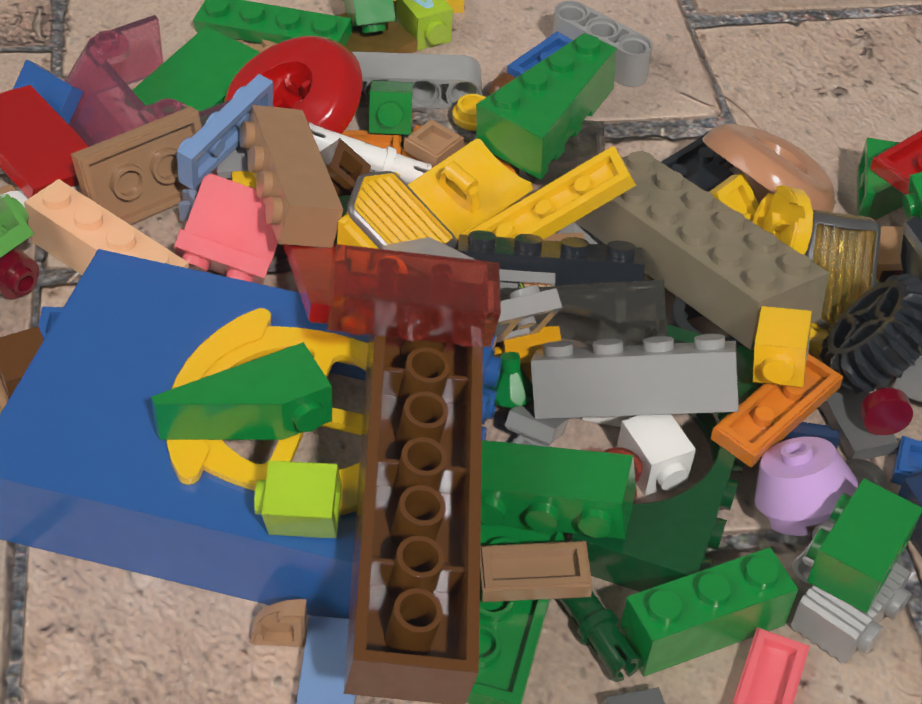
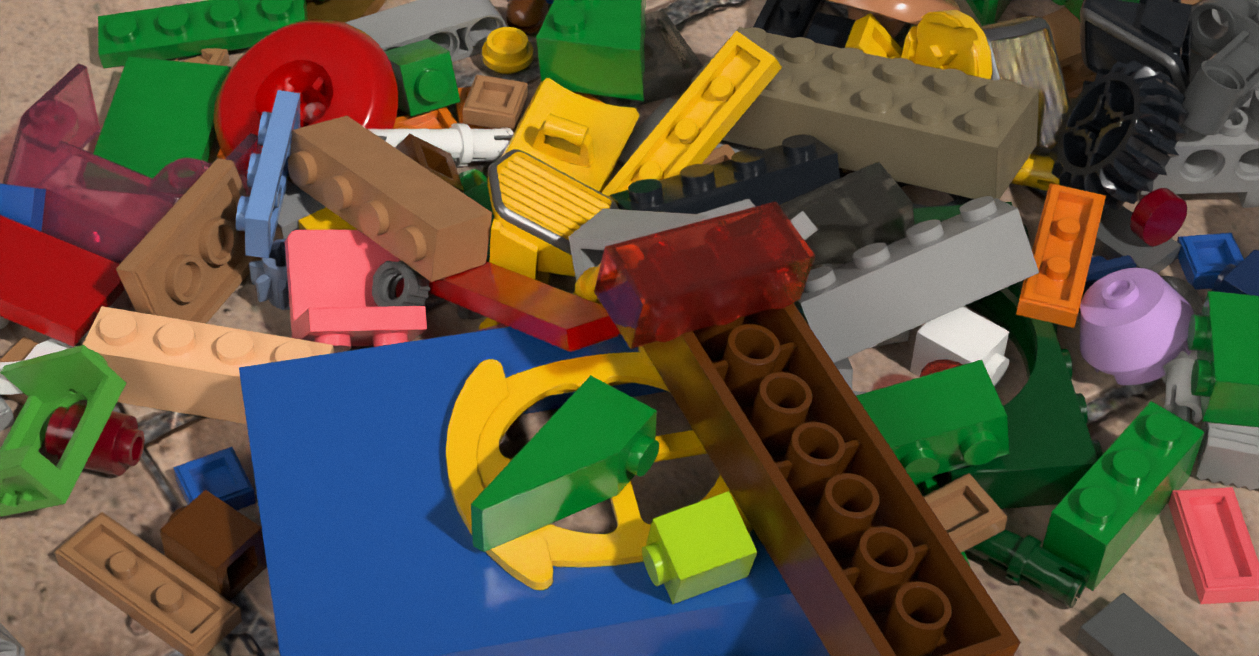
camera: 25 degrees left, 0 degrees up
(263, 242) = (386, 280): none -> dark grey axle
(782, 346) = (1040, 185): yellow brick -> none

